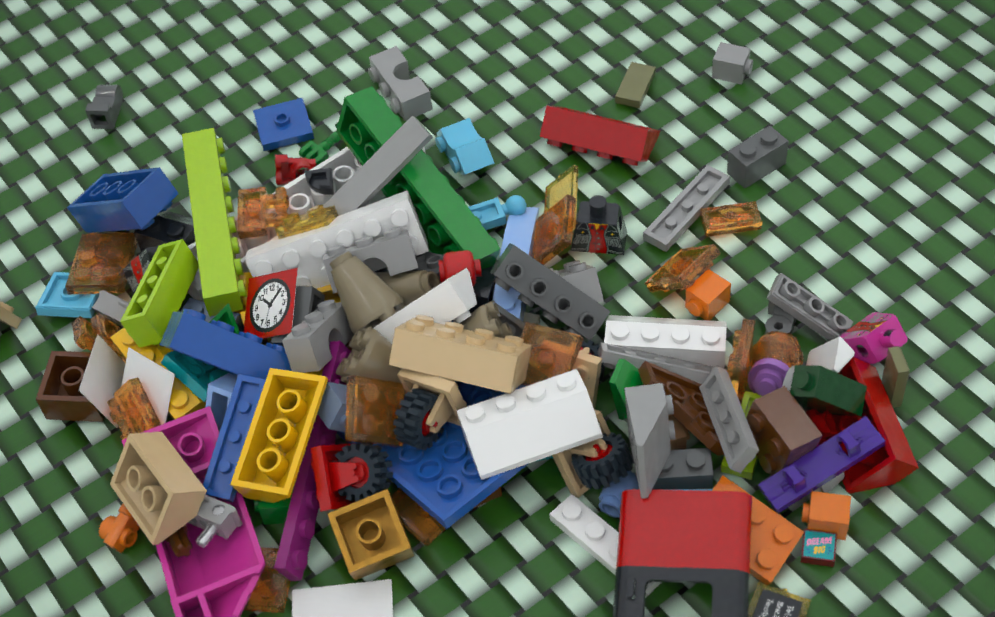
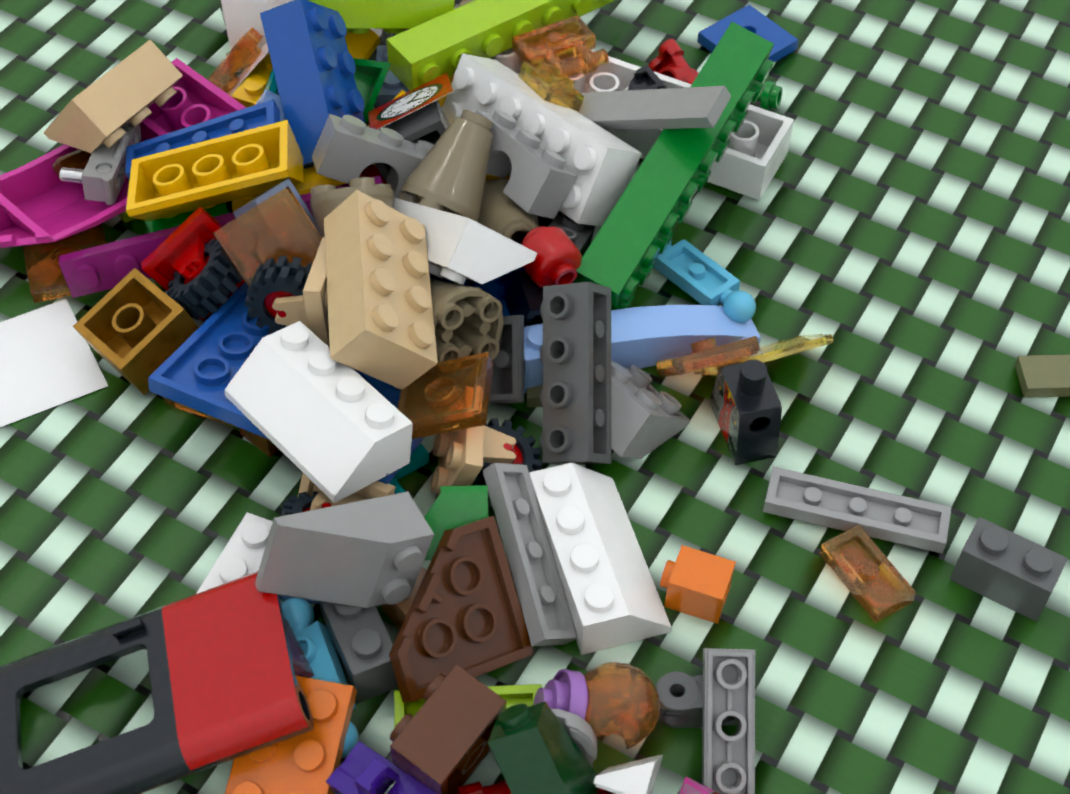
camera: 60 degrees right, 0 degrees up
(406, 95) = (869, 128): light grey arch -> none
(463, 147) = (808, 218): medium azure brick -> none
(599, 134) = (932, 359): red slope -> none
(683, 268) = (709, 527): clear orange plate -> none
(729, 419) = (420, 669): light grey plate -> none
(740, 359) = (579, 647): clear orange plate -> none

